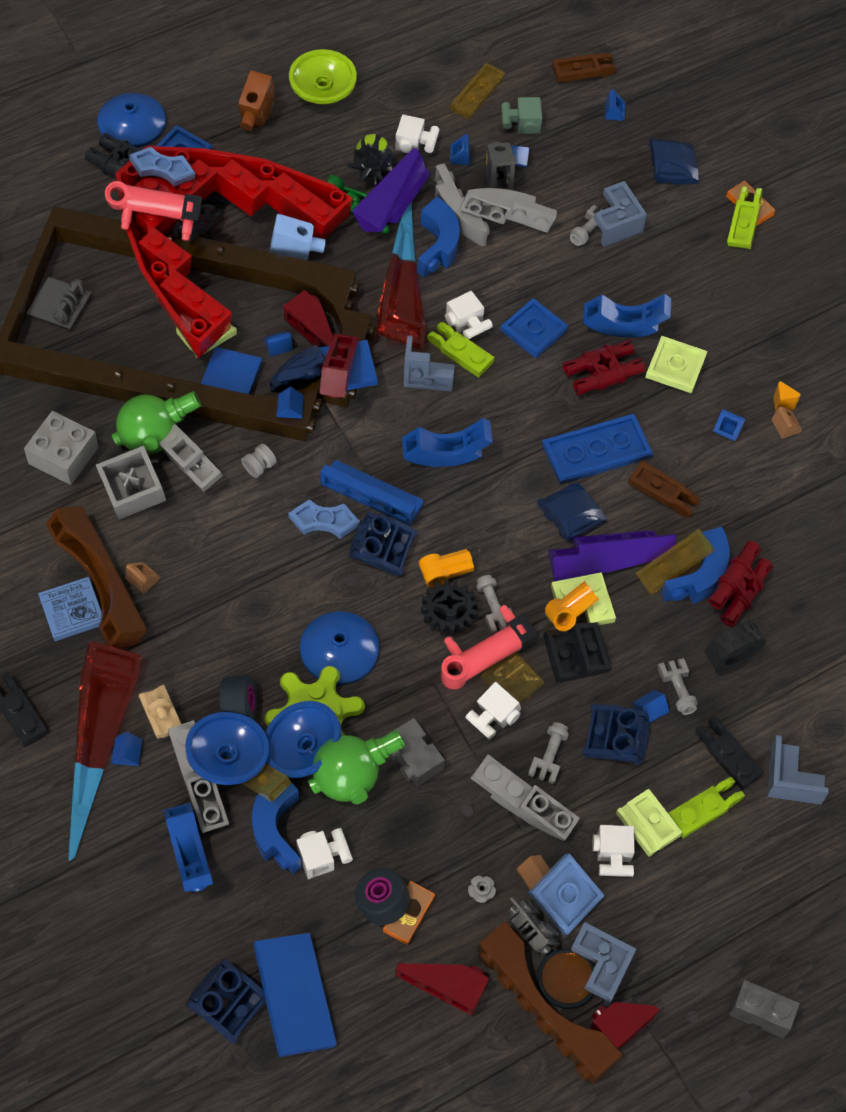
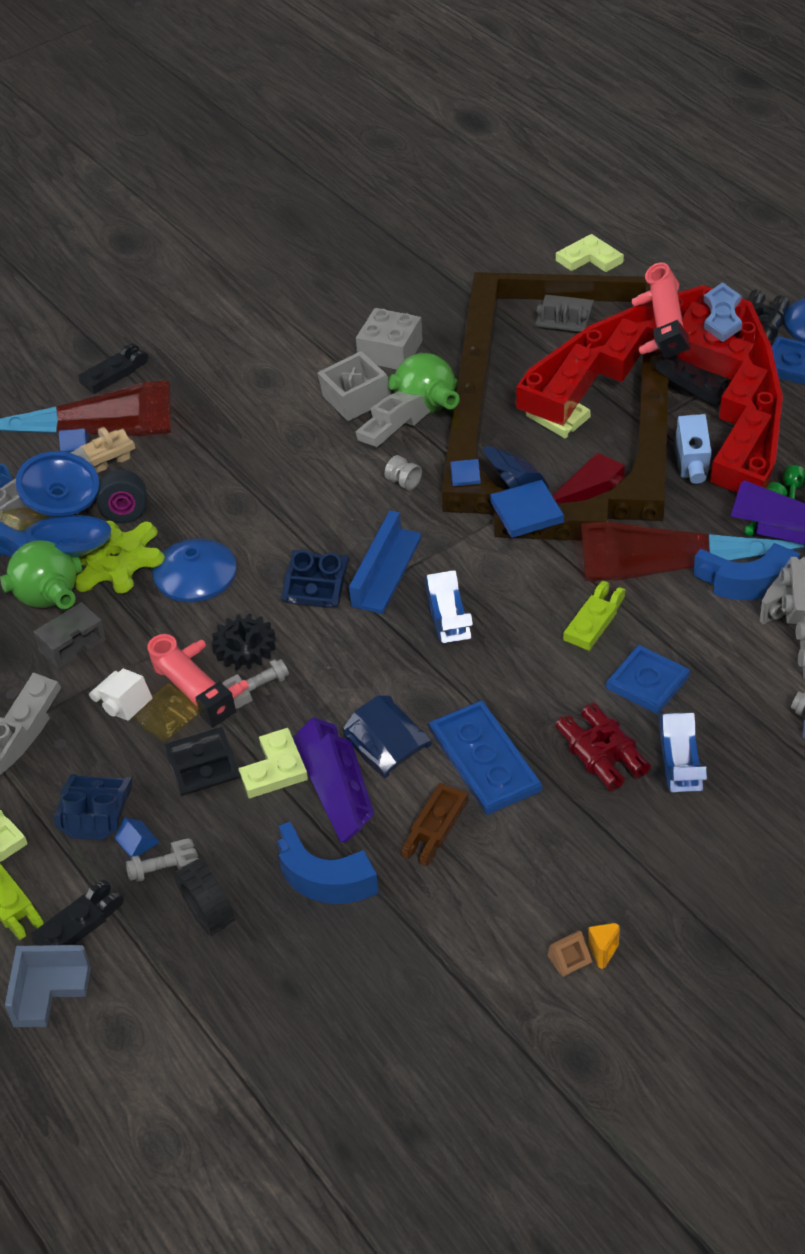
camera: 90 degrees right, 15 degrees down
(71, 608) = (219, 382): medium blue tile -> none
(76, 535) = (204, 404): reddish brown arch -> none
(141, 576) = (259, 417): medium nougat slope -> none
(232, 370) = (513, 437): blue tile -> none
(278, 343) = (559, 467): blue slope -> none
(336, 520) = (346, 527): medium blue tile -> none
(338, 365) = (512, 487): dark red slope -> none
(425, 374) = (552, 577): sand blue panel -> none
(441, 568) = (293, 629): light orange piece -> none
(466, 315) = (642, 610): white brick -> none
(557, 732) = (59, 745): light grey hinge -> none
(571, 606) = (249, 739): light orange piece -> none
(675, 561) = (325, 835): clear yellow tile -> none
(676, 364) = (629, 822): yellowish green plate -> none
(729, 425) = (549, 888): blue slope -> none
(740, 583) = (300, 904): dark red pin -> none

